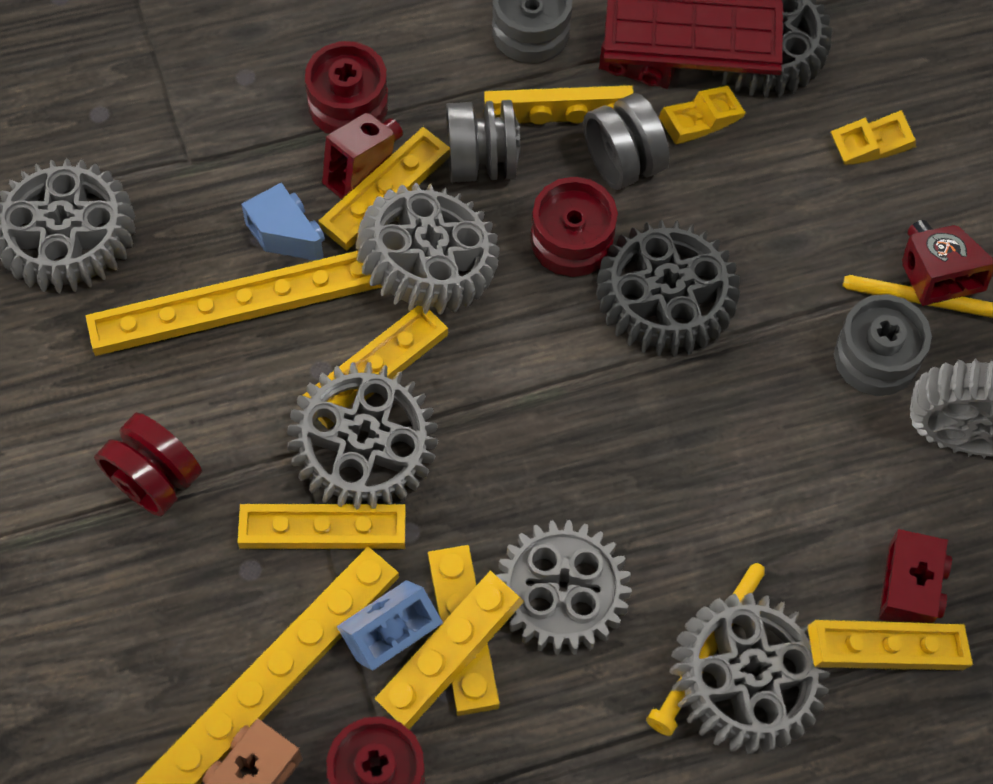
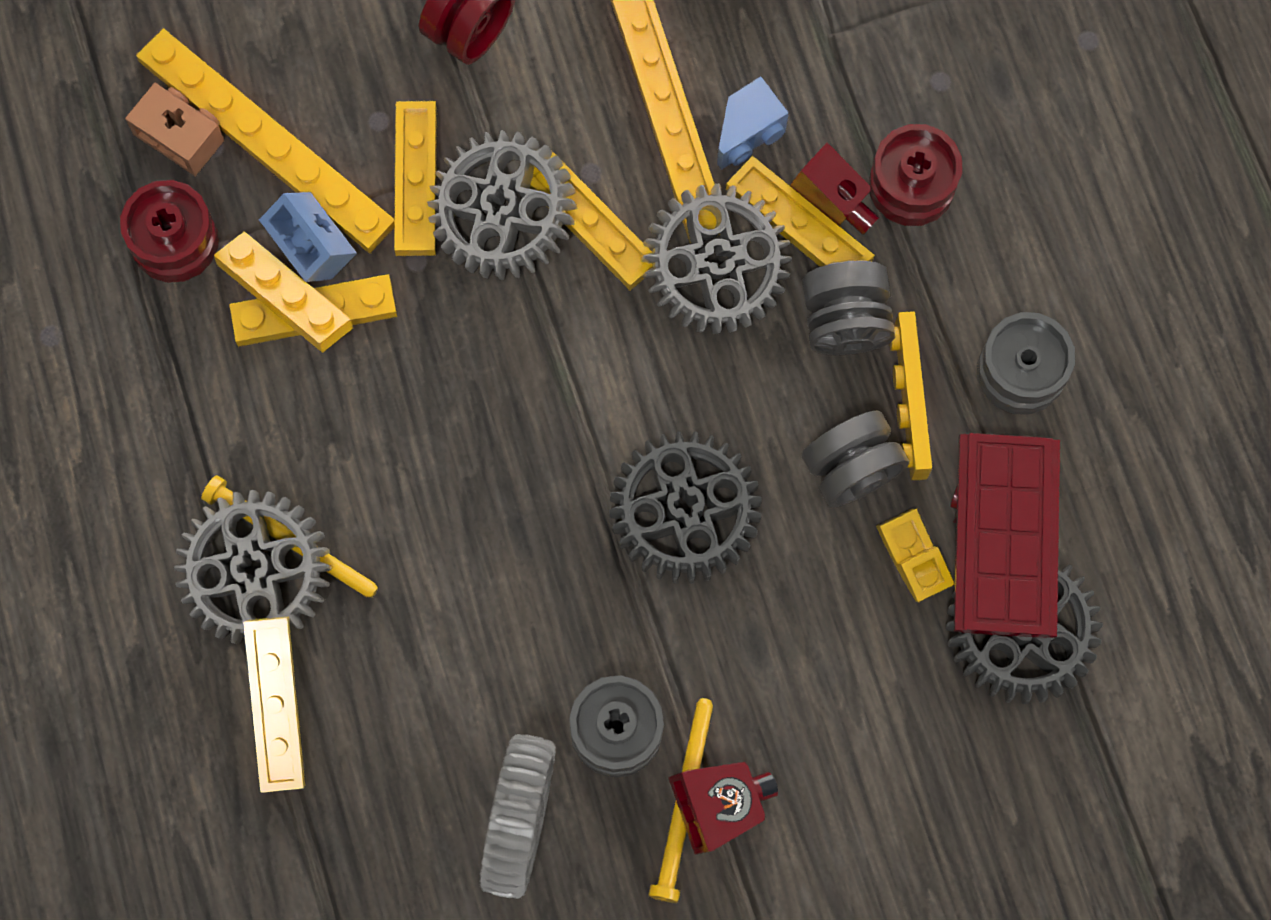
camera: 90 degrees right, 10 degrees up
(566, 551) = (313, 396): light grey gear -> none
(573, 226) = (756, 383): dark red wheel -> none
(875, 140) = (893, 746): yellow slope -> none
(912, 557) = (333, 725): dark red brick -> none

